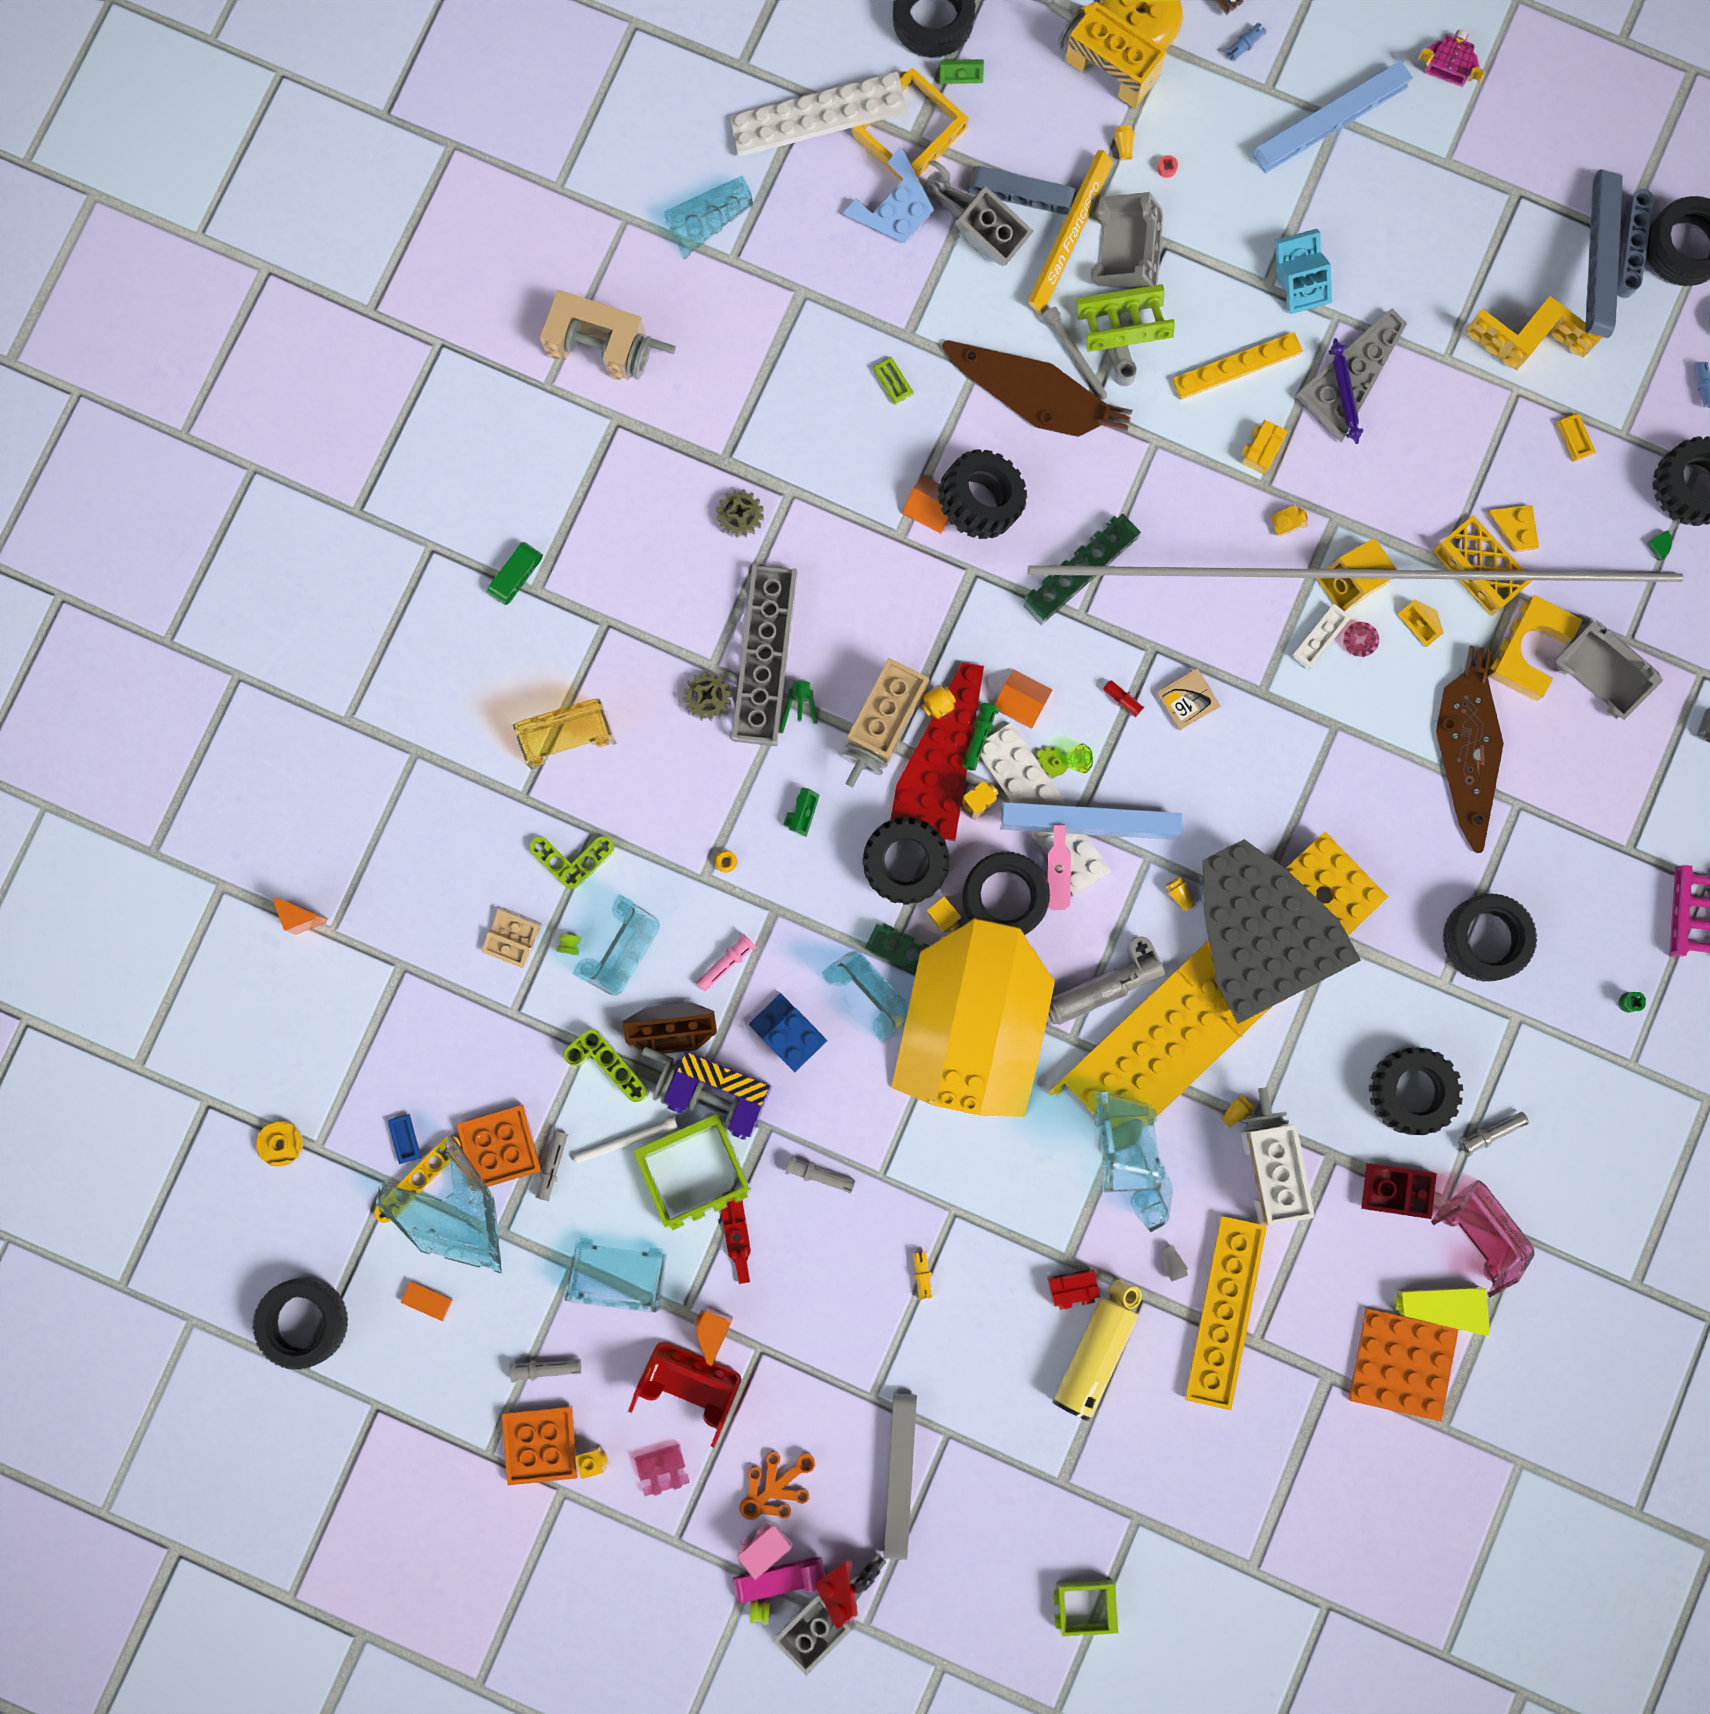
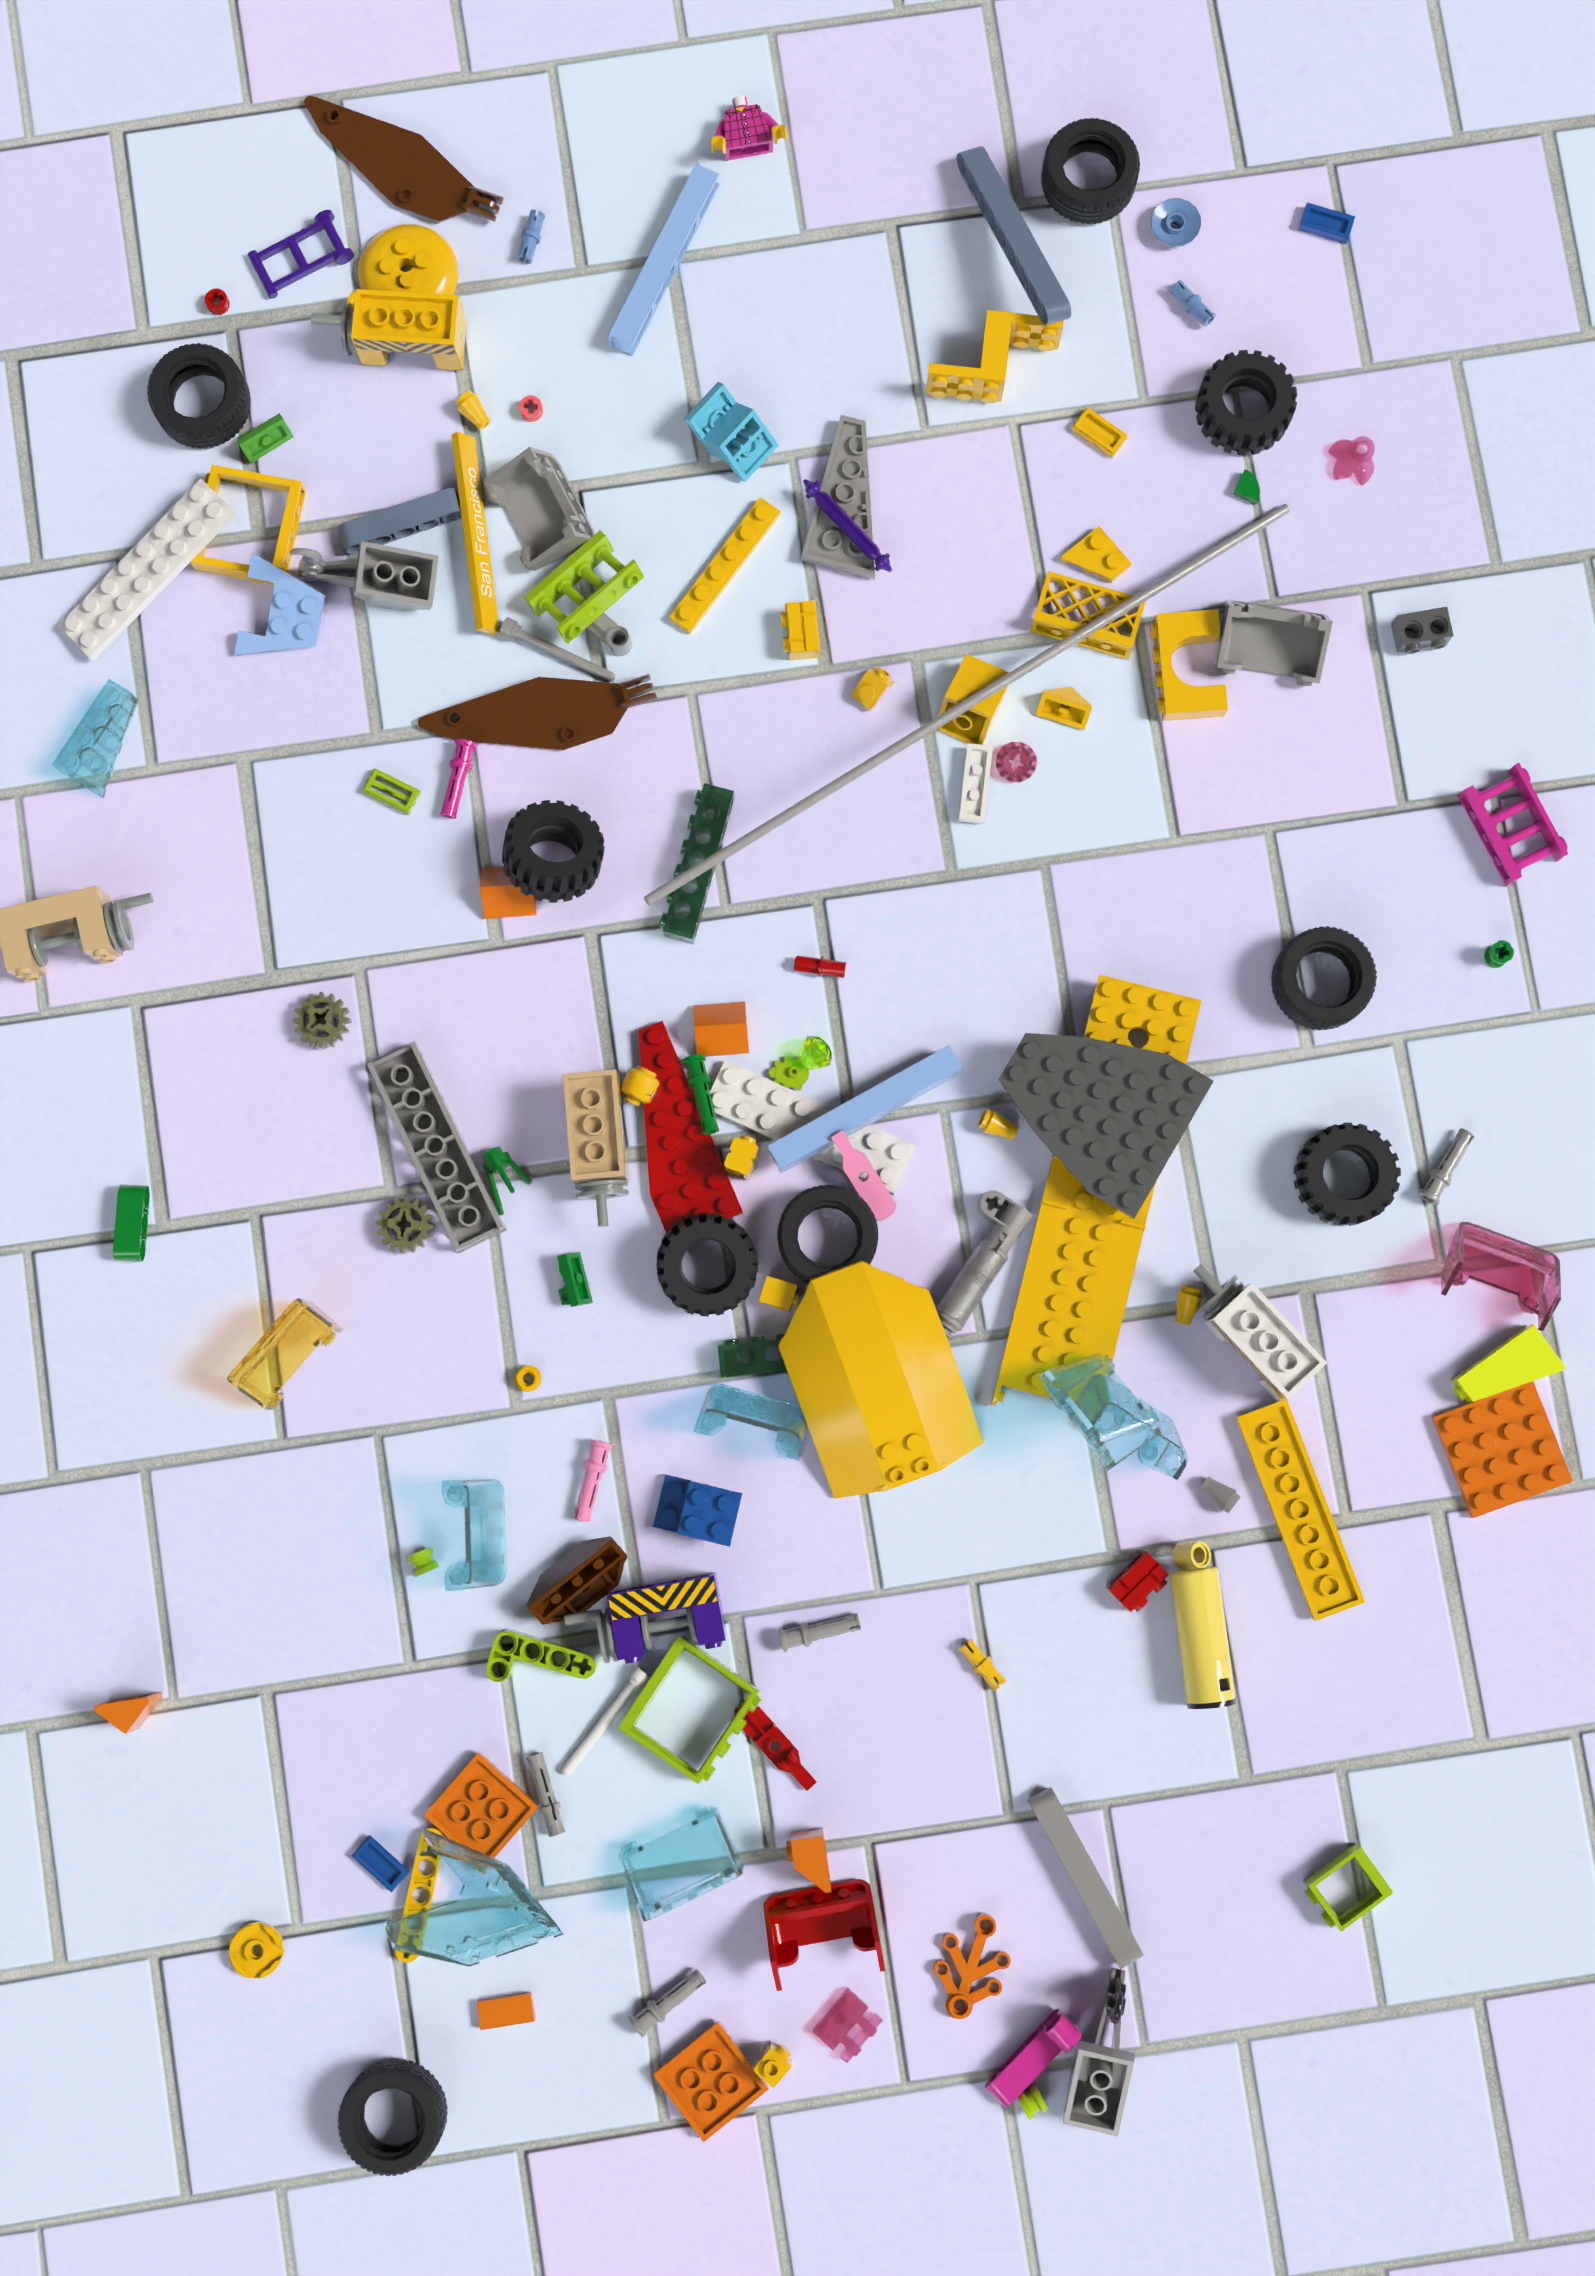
camera: 30 degrees left, 0 degrees up
(511, 938) = (360, 1592): tan slope -> none
(567, 867) = (372, 1485): lime beam -> none
(763, 1549) = (997, 2039): bright pink brick -> none
(839, 1595) = (1099, 2036): red wing -> none
(954, 393) = (460, 766): none -> dark pink pin
(1189, 699) = (885, 927): slope -> none
(1399, 1191) = (1391, 1282): dark red slope -> none
(1471, 746) = (1188, 800): reddish brown wing -> none
(1639, 235) = (1036, 196): sand blue beam -> none

